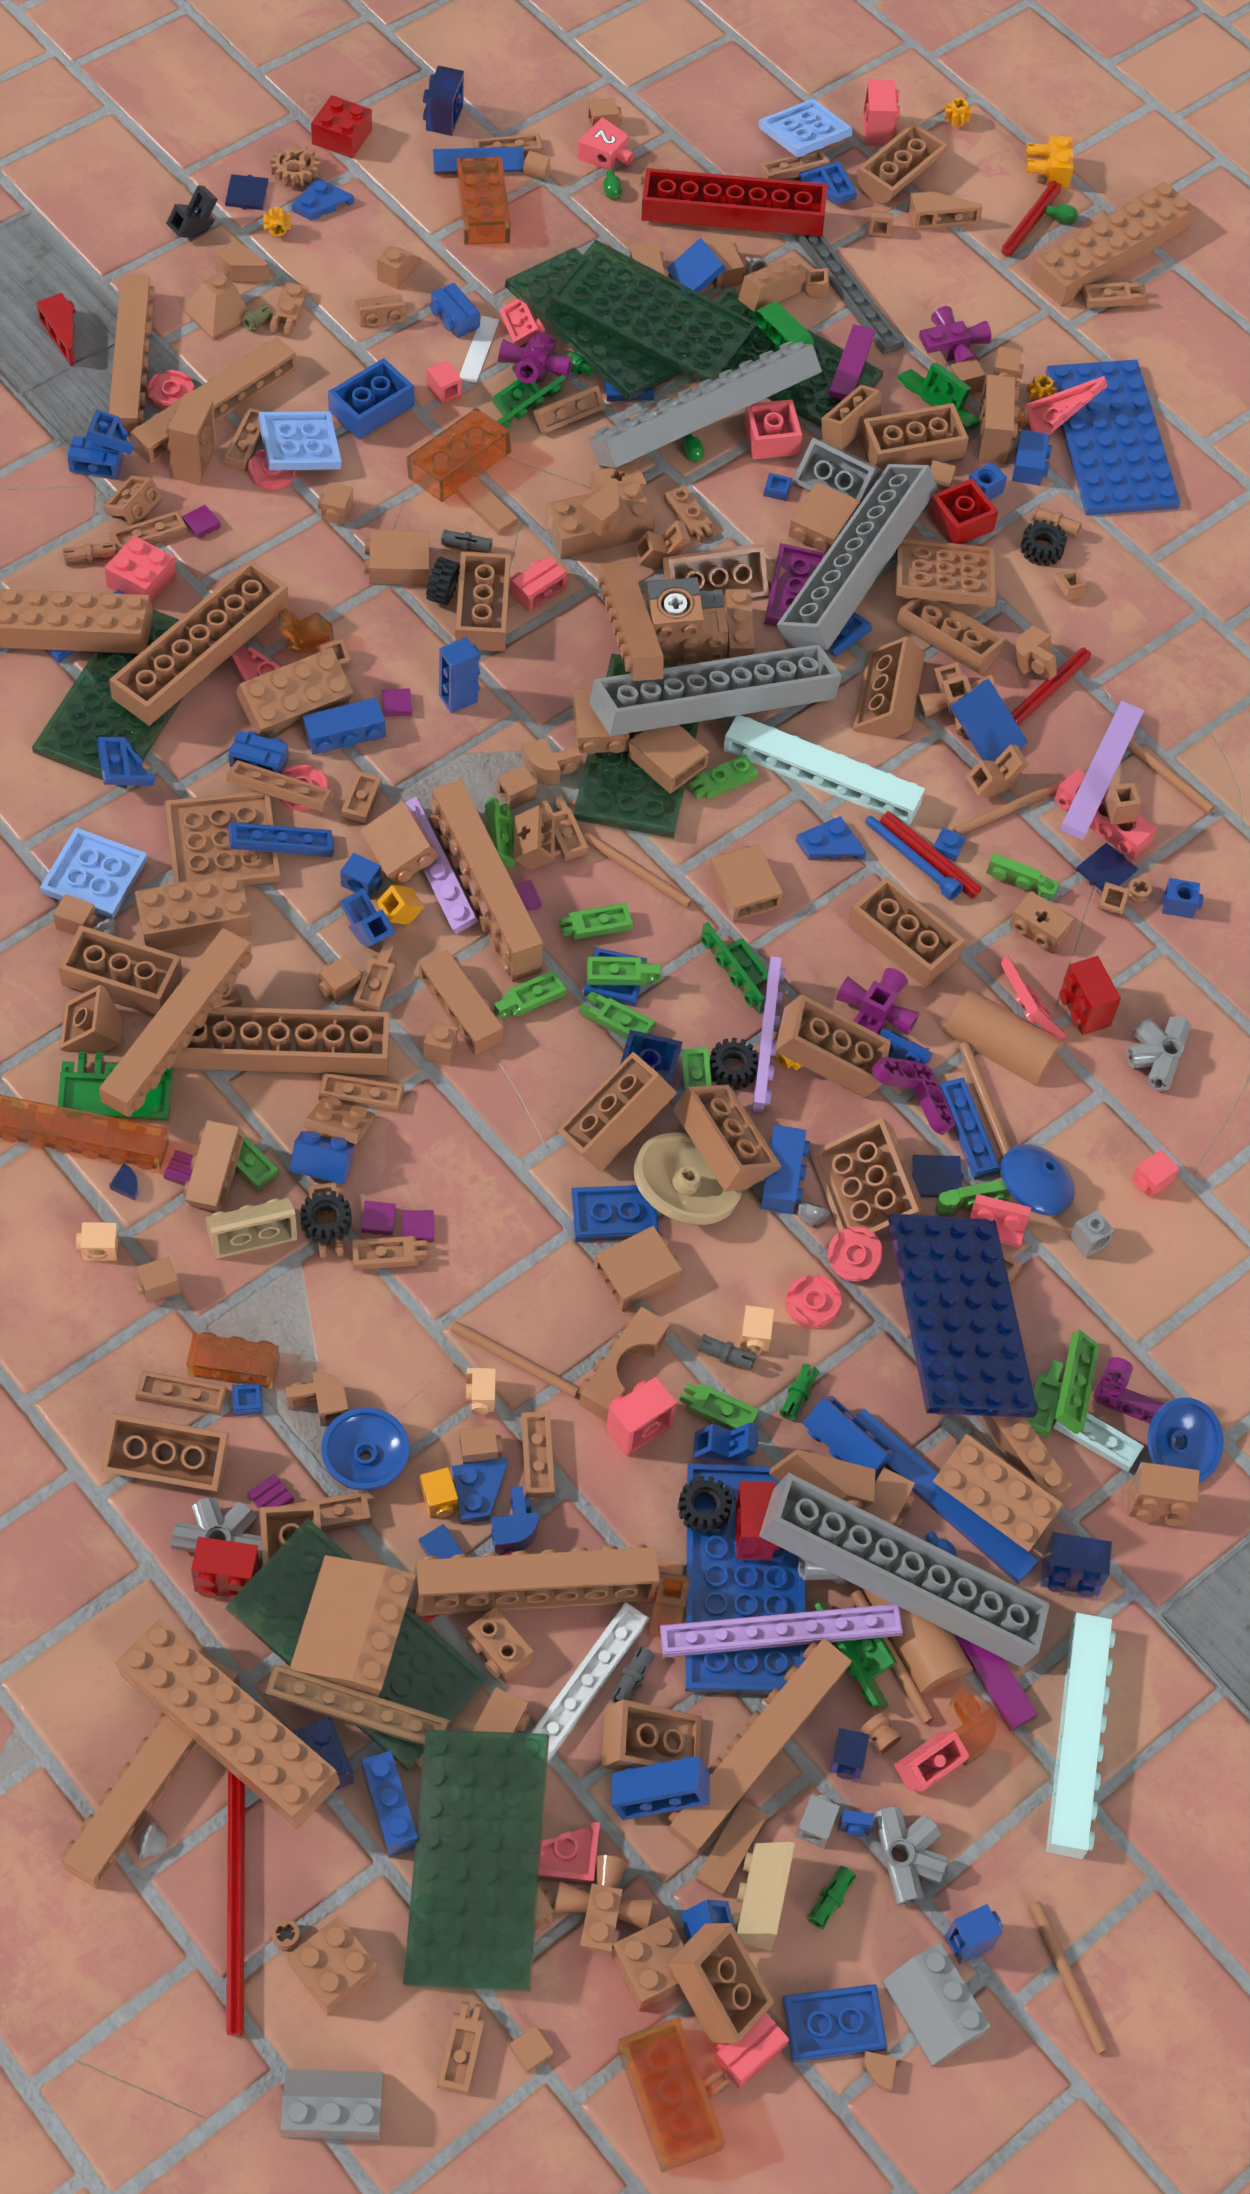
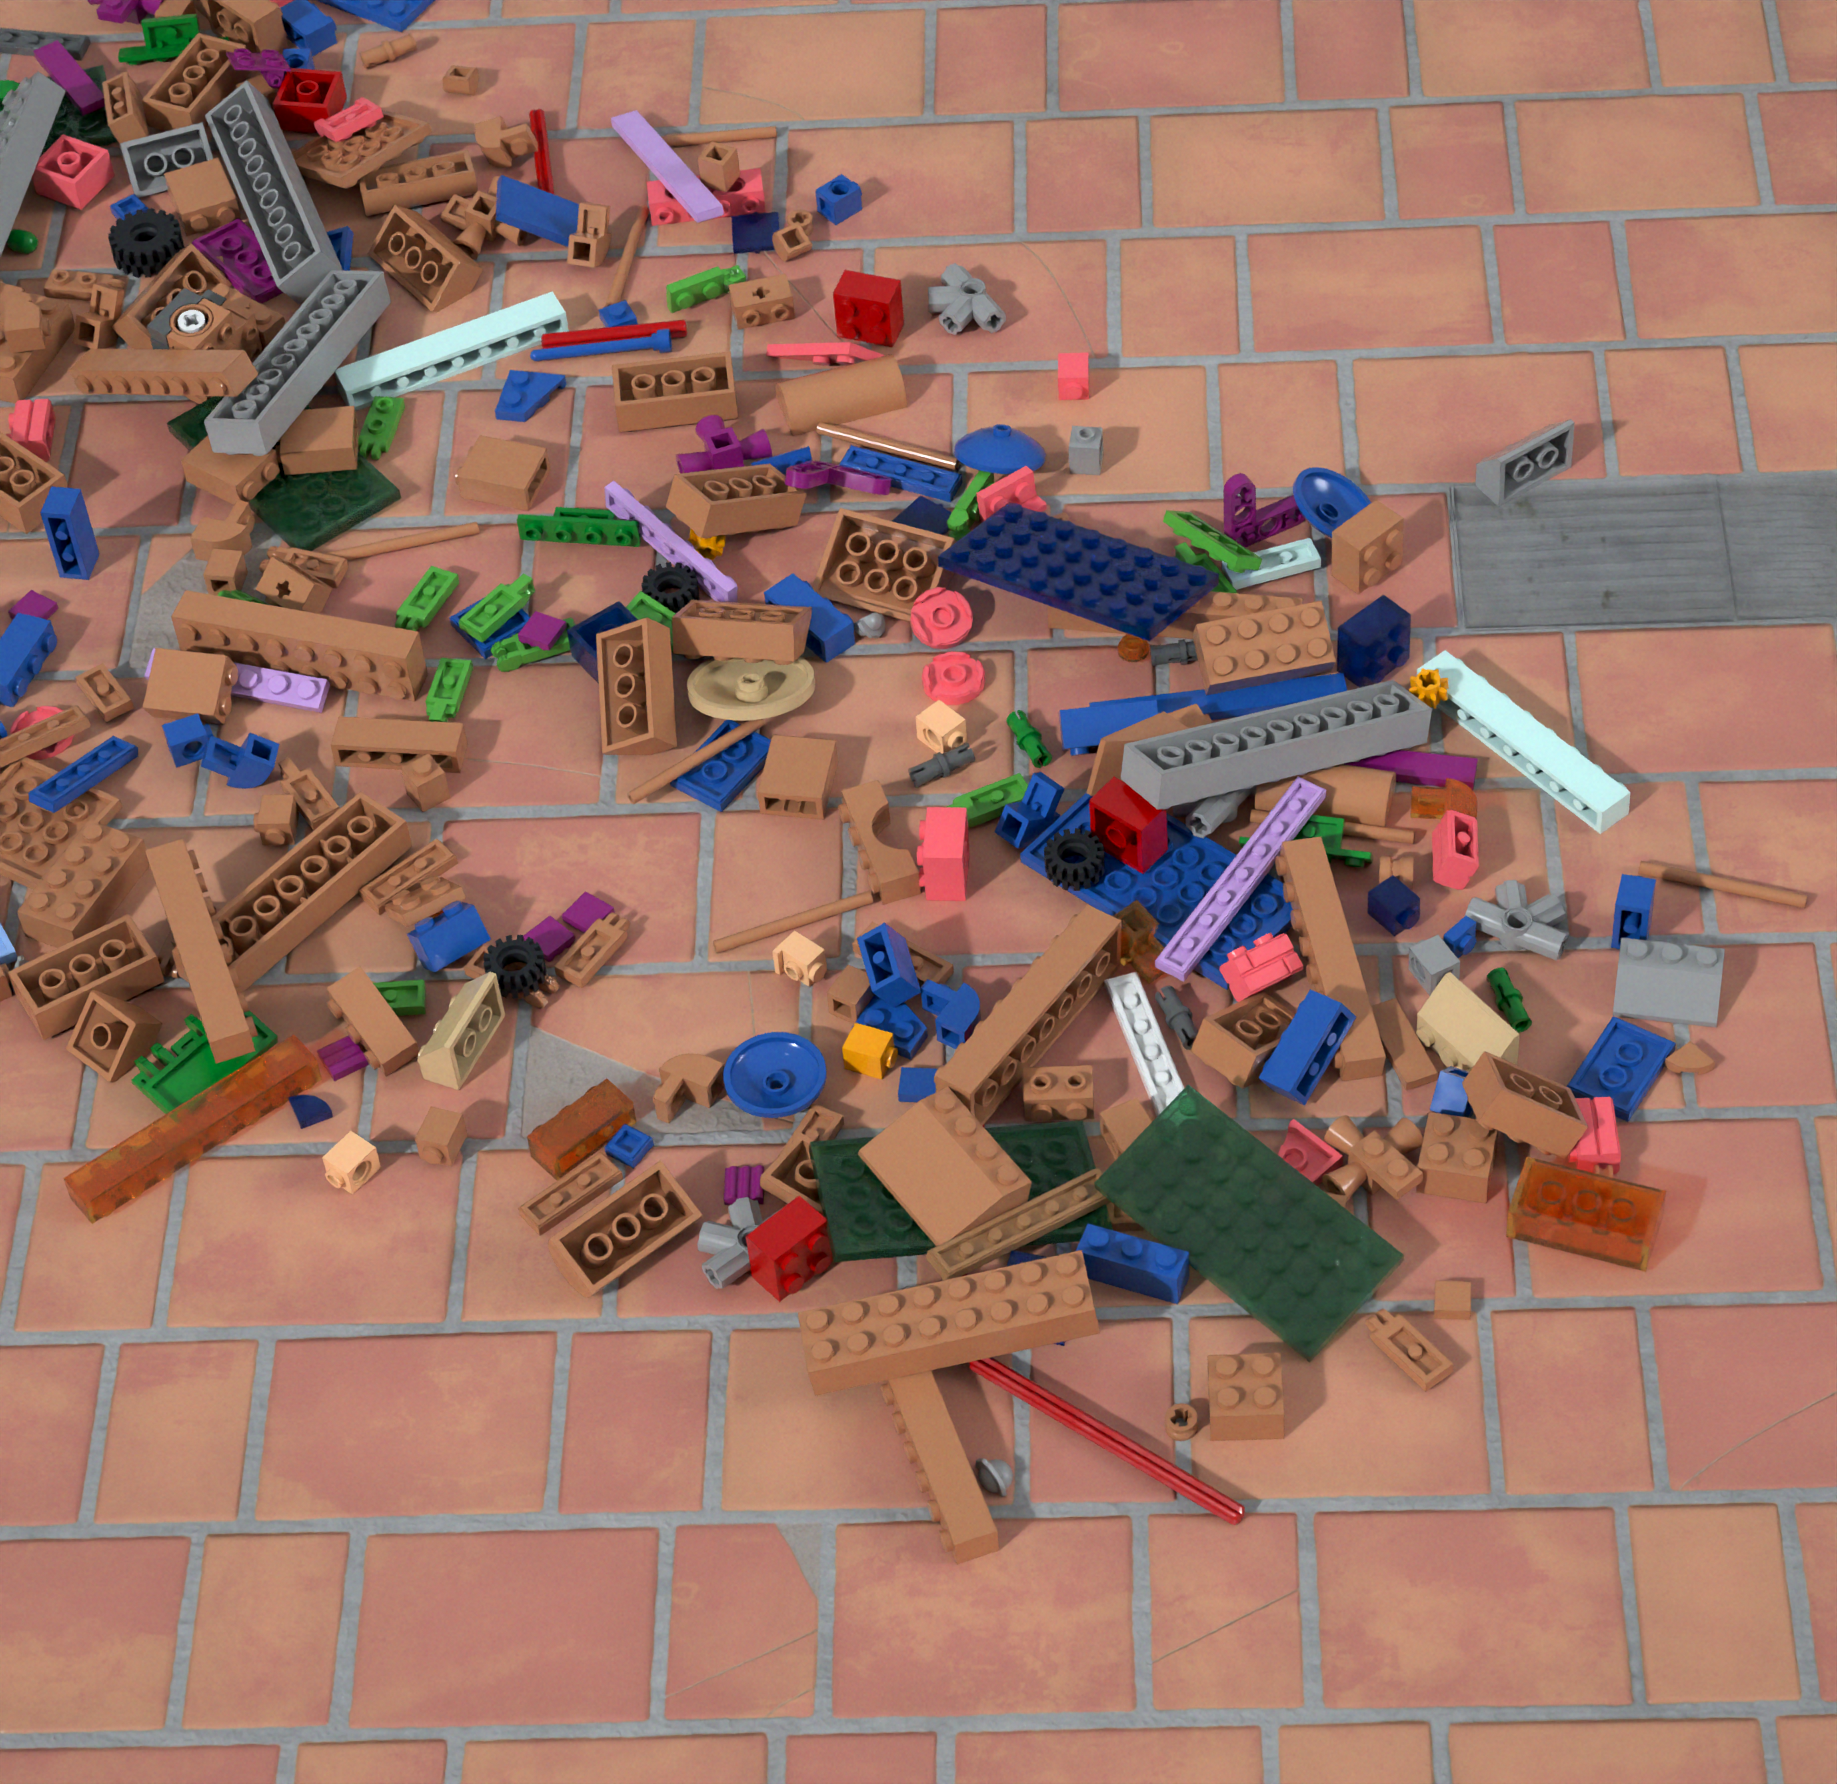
camera: 40 degrees left, 10 degrees down
(332, 2105) = (1376, 1477): light grey slope -> none
(400, 904) = (252, 721): light orange brick -> none
(509, 1453) = (888, 965): none -> blue brick
(591, 1191) = (694, 760): none -> nougat piece
(624, 1013) = (542, 631): none -> magenta piece
(713, 1701) = (1261, 966): none -> coral brick
(750, 531) = (145, 242): none -> black tyre
(958, 458) = (269, 63): none -> magenta hinge
(962, 550) = (343, 124): none -> coral plate
(1039, 552) = (399, 72): black tyre -> none
(1056, 1641) = (1429, 687): none -> light orange gear

